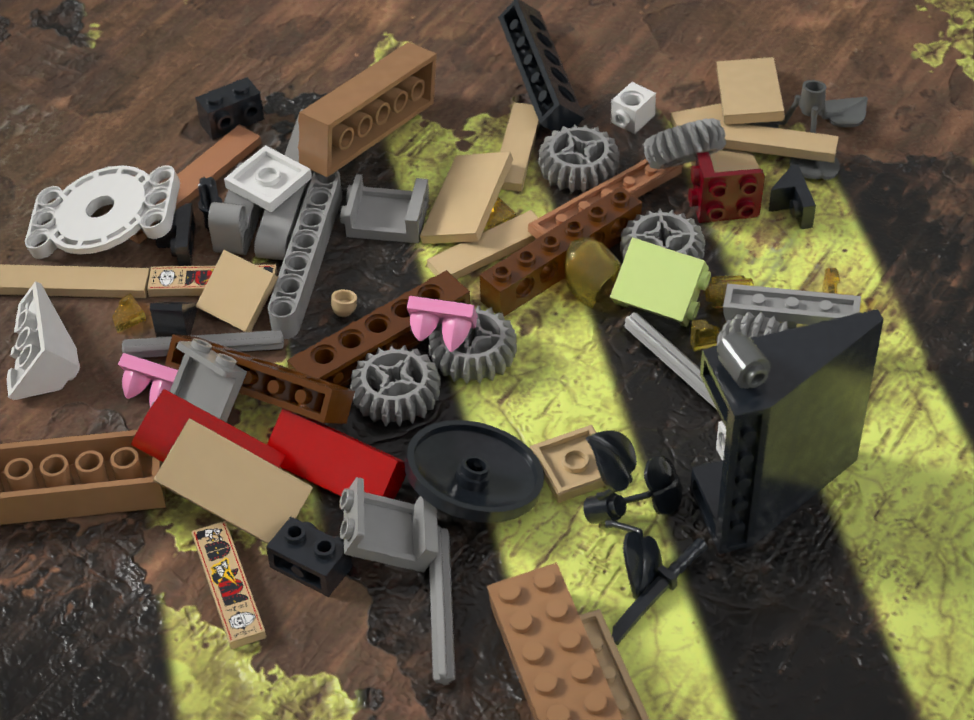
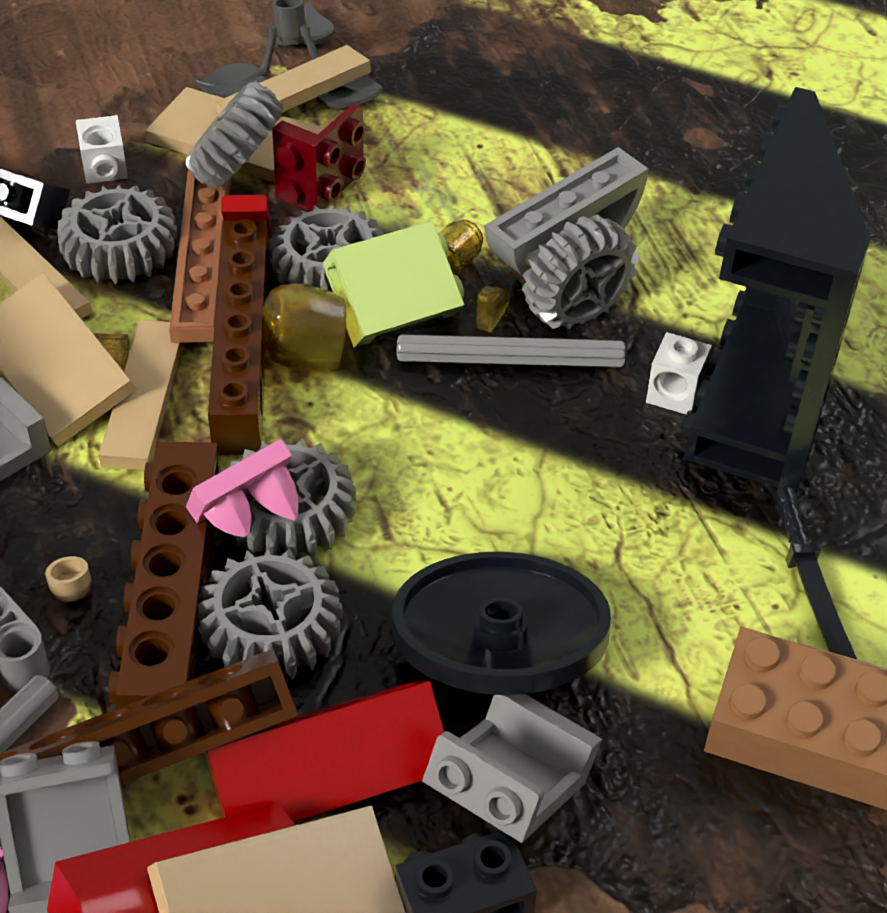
camera: 55 degrees left, 0 degrees up
(442, 612) = (693, 813): light grey axle -> none
(569, 464) = (559, 524): tan tile -> none
(615, 462) = (672, 533): black plant -> none
(637, 189) = (246, 207): none -> red tile
(743, 360) = (801, 208): dark grey brick -> none
(749, 91) = (201, 59): tan tile -> none
(793, 194) = (389, 124): black slope -> none
(831, 280) = (530, 178): clear yellow tile -> none

